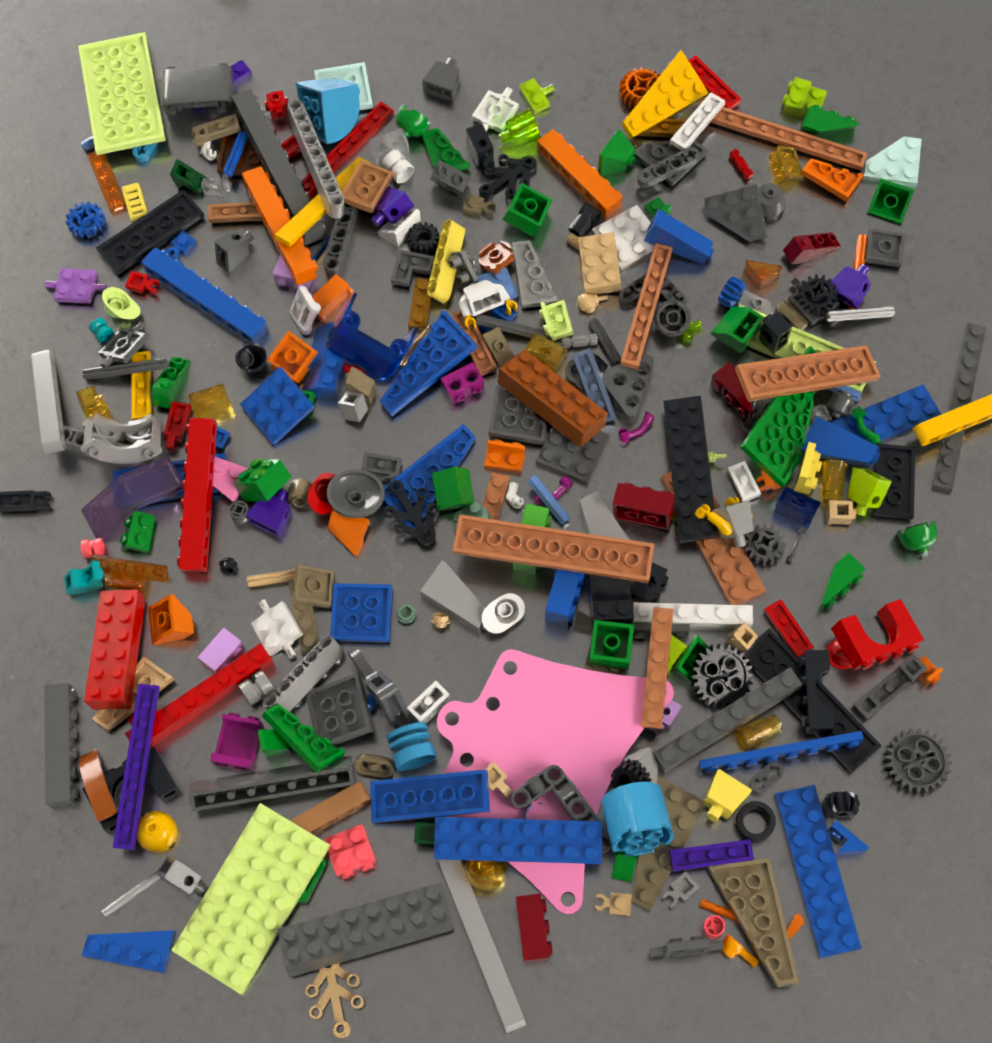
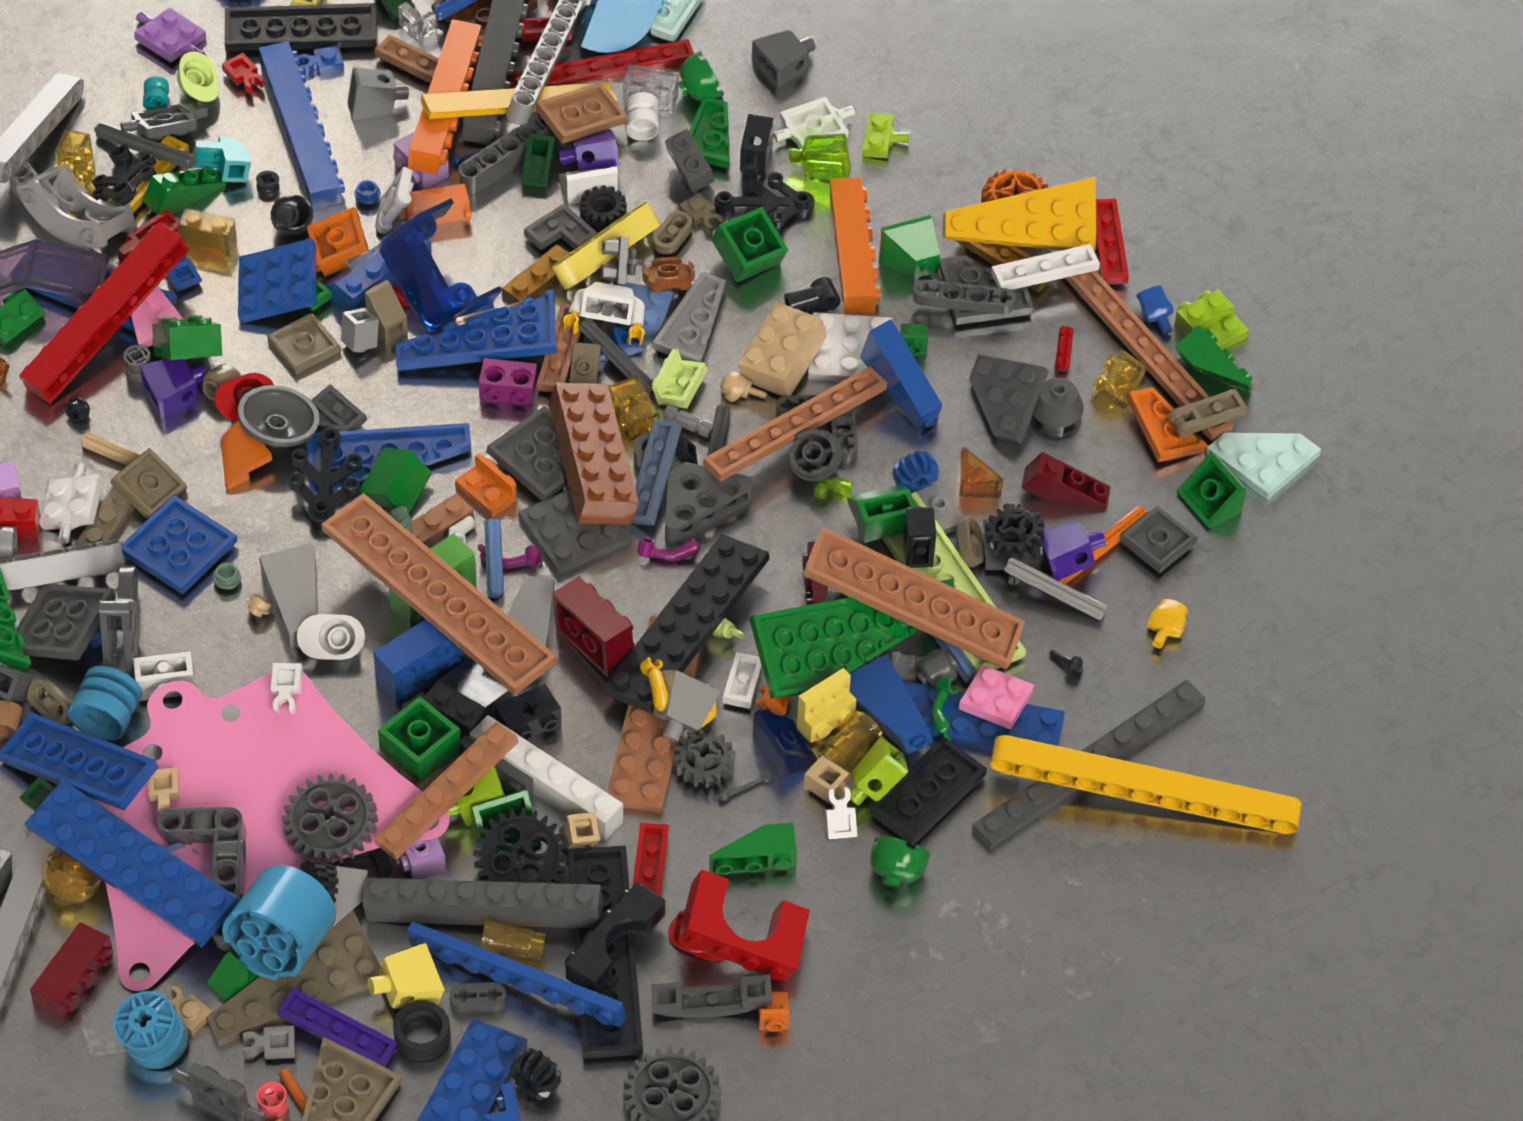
camera: 30 degrees right, 15 degrees down
(142, 408) = (123, 191): none -> black plant
(182, 344) = (226, 155): none -> teal brick
(219, 342) = (267, 189): none -> black bush
(279, 314) = (367, 192): none -> blue plate
(323, 434) = (304, 343): none -> dark tan tile
(364, 232) = (538, 160): none -> dark green slope
(473, 230) = (668, 236): none -> dark tan plate
(514, 664) = (286, 682): none -> white plate
(614, 748) = (330, 818): none -> dark grey gear
(614, 923) = (150, 1030): none -> dark azure wheel
(770, 108) = (1156, 307): none -> blue piece
(853, 155) = (1207, 413): none -> dark tan plate
(866, 531) = (841, 819): none -> white plate
(887, 400) = (996, 697): none -> bright pink plate
(905, 353) = (1074, 665): none -> black hand
(930, 293) = (1167, 620): none -> yellow piece

